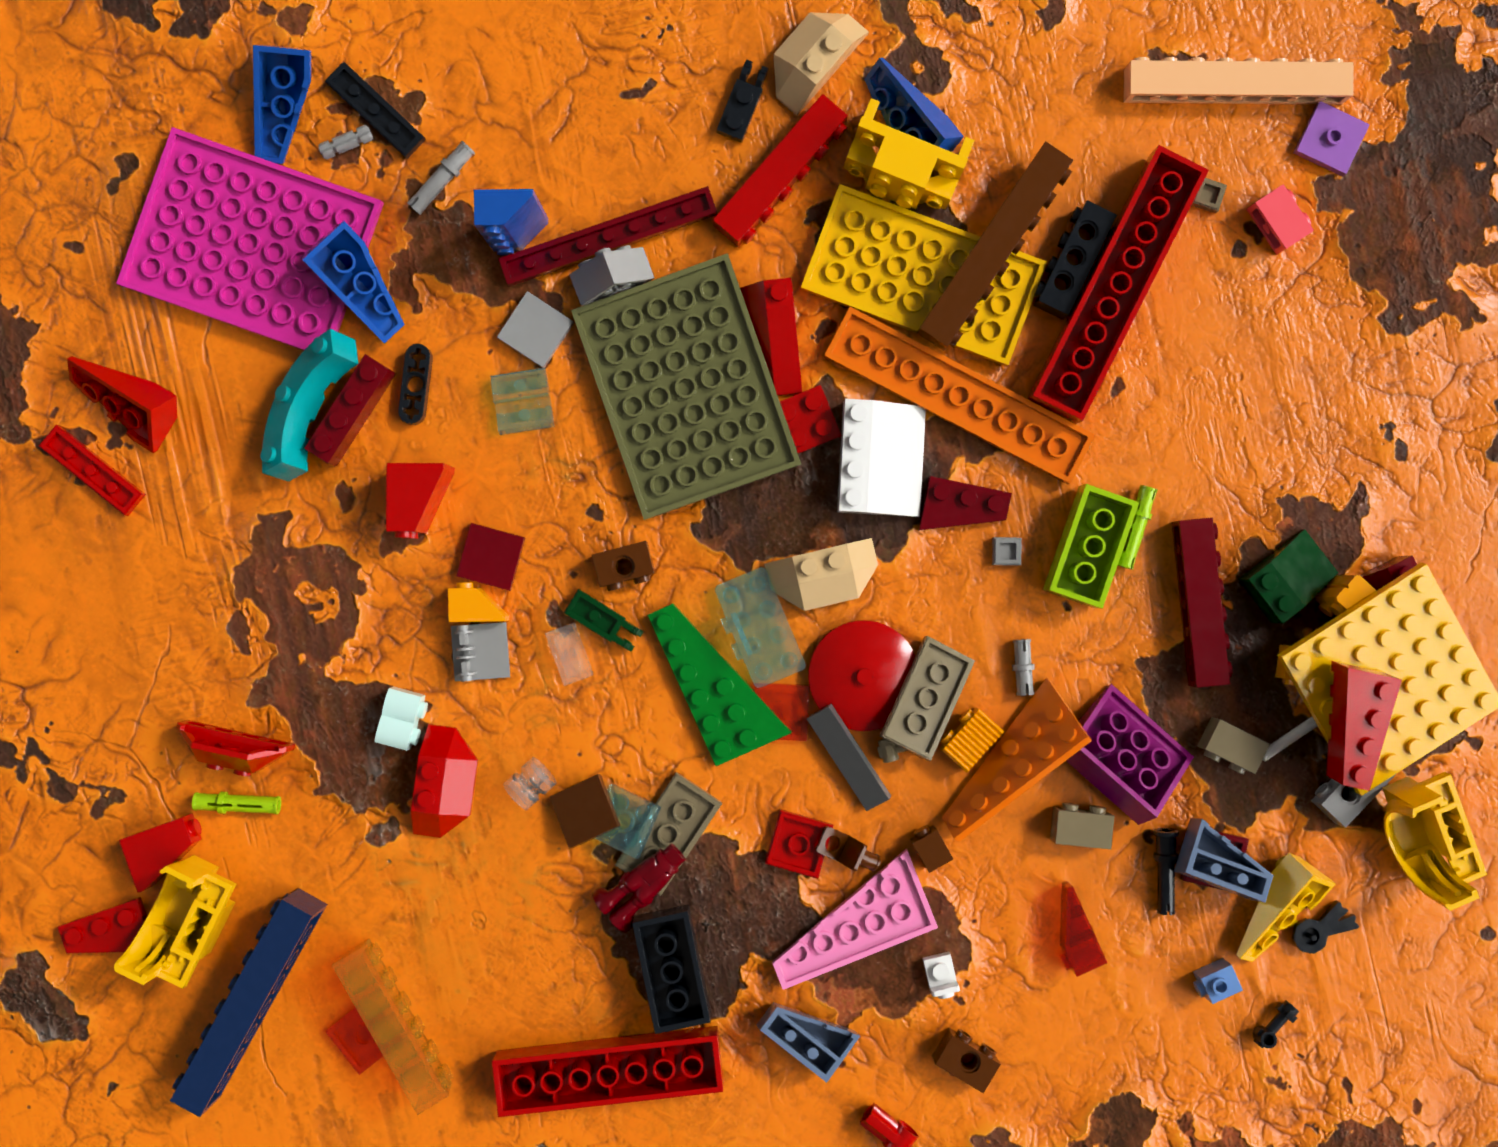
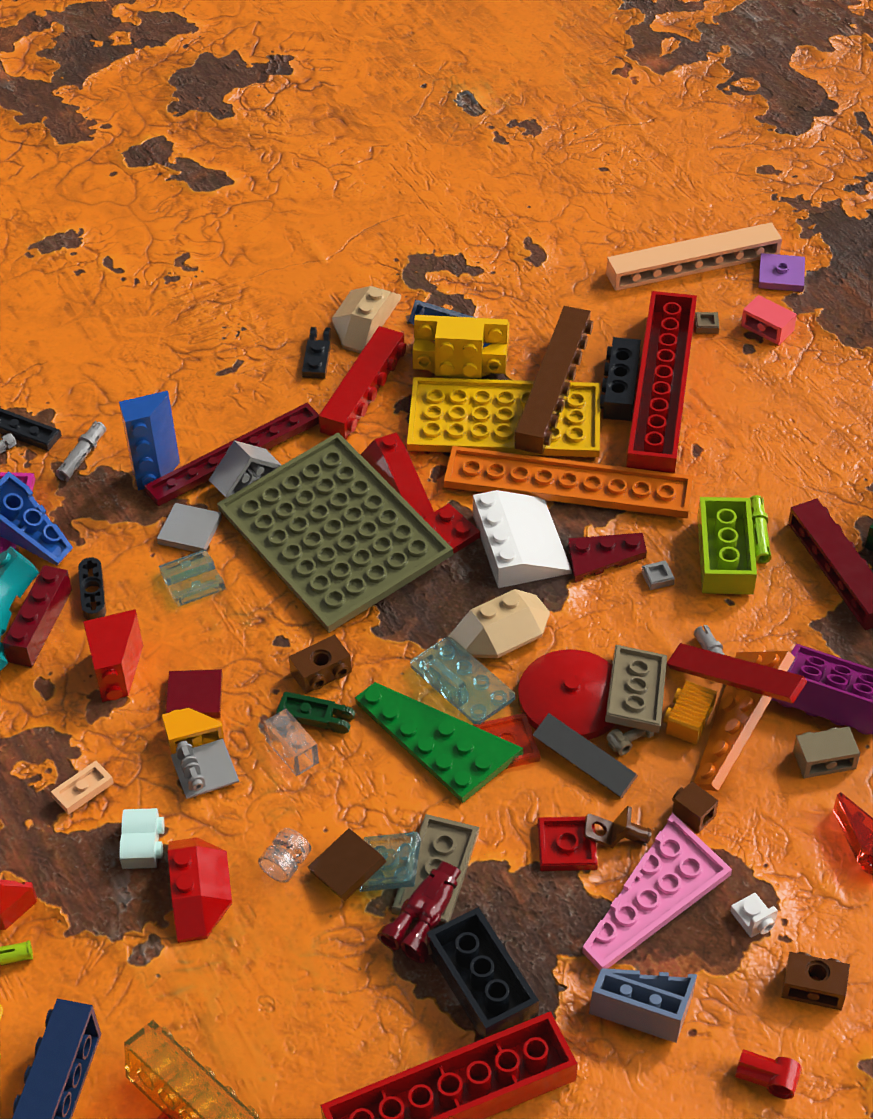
camera: 15 degrees left, 40 degrees down
(357, 640) = (82, 787): none -> light nougat plate
(1028, 732) = (737, 673): none -> red tile

